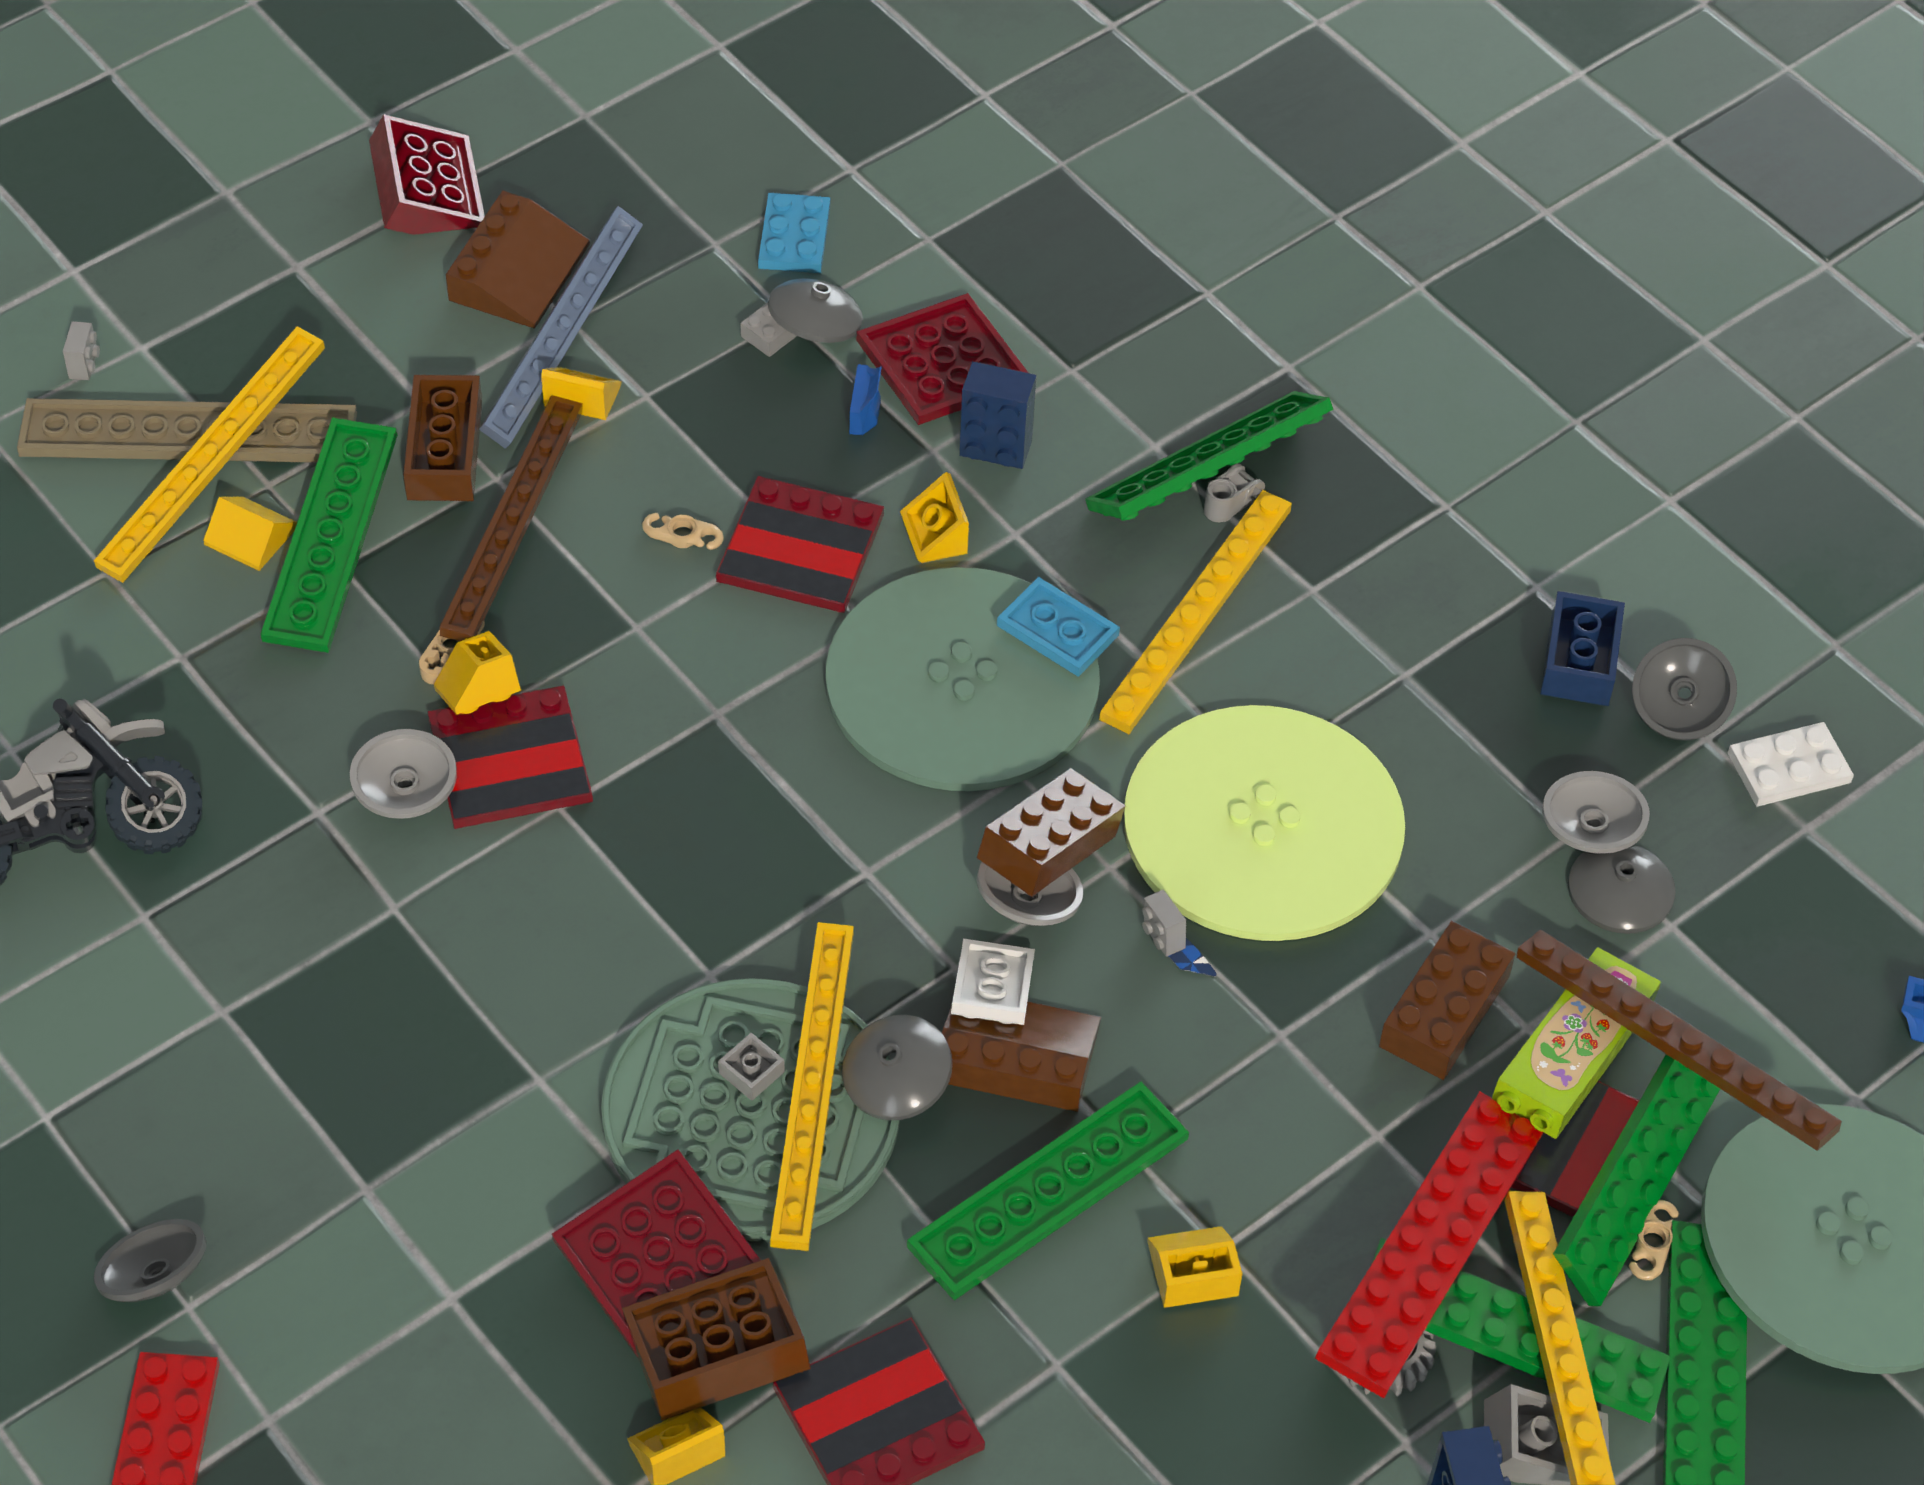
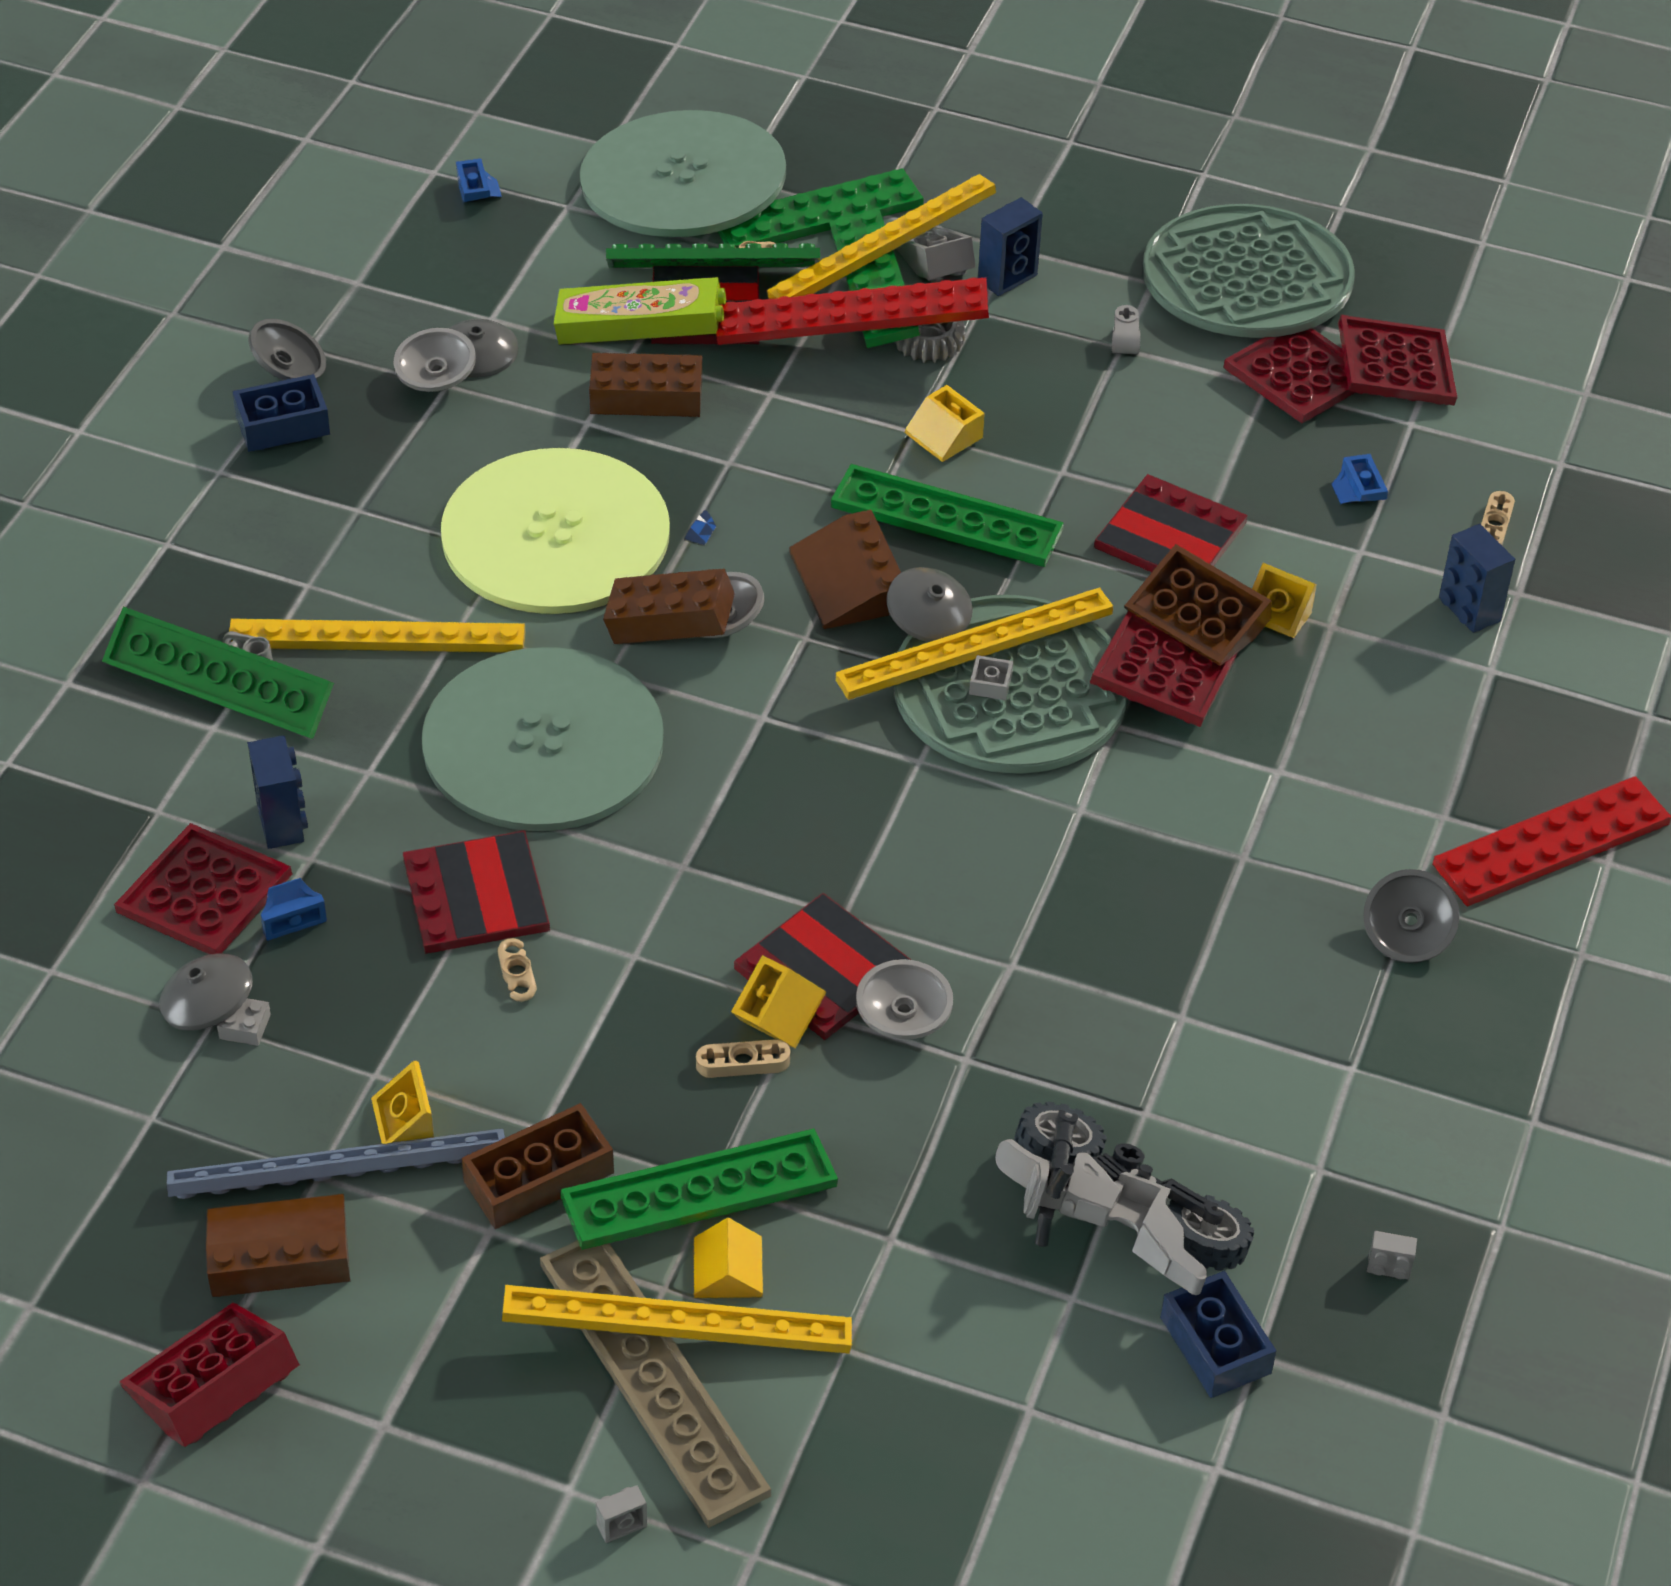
camera: 120 degrees left, 5 degrees down
(511, 519) = (590, 1074): reddish brown plate -> none
(794, 233) = (104, 1063): dark azure plate -> none
(937, 522) = (398, 807): yellow slope -> none
(993, 982) = (816, 593): white plate -> none
(1058, 626) = (463, 688): dark azure plate -> none
(1164, 923) = (694, 533): light grey piece -> none
(1680, 1040) = (615, 252): reddish brown plate -> none
(1790, 764) = (307, 301): white plate -> none

